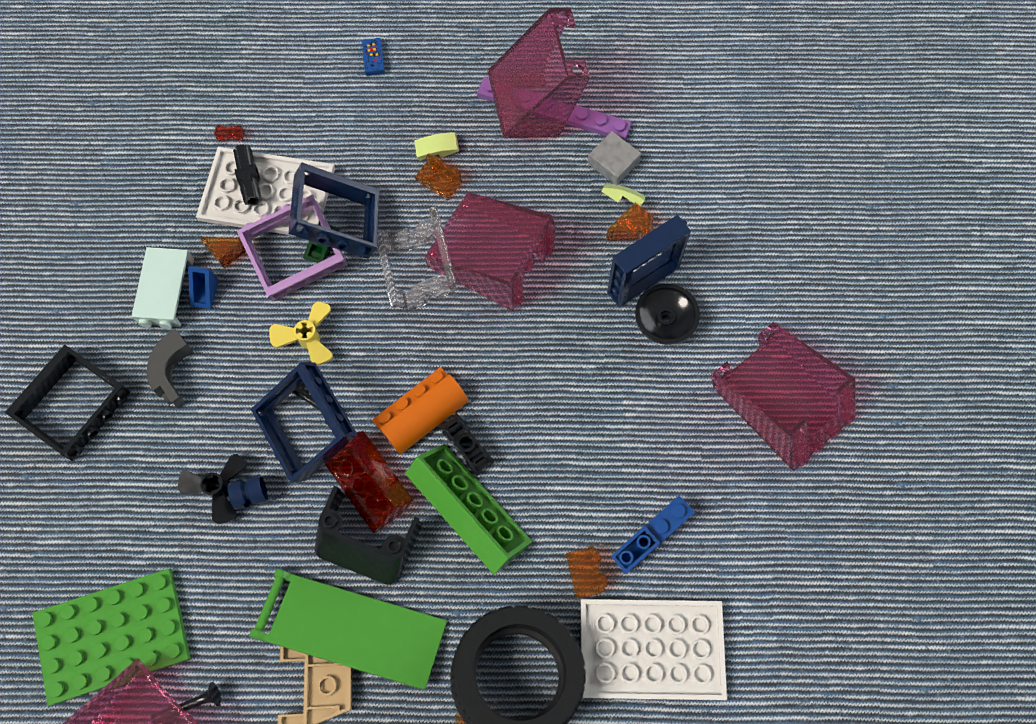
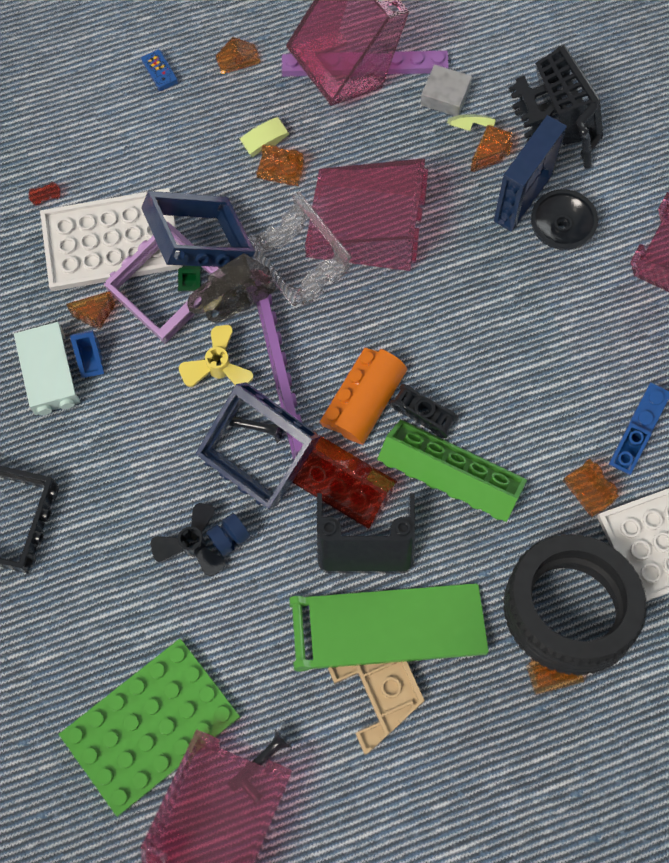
camera: 20 degrees left, 0 degrees up
(162, 363) = (80, 437): dark grey arch -> none
(247, 175) = (87, 227): black piece -> none
(343, 274) = (233, 289): none -> clear smoke brick
(360, 350) = (278, 361): none -> medium lavender plate
(445, 65) = (237, 55): none -> clear orange slope
(714, 227) = (582, 118): none -> black piece

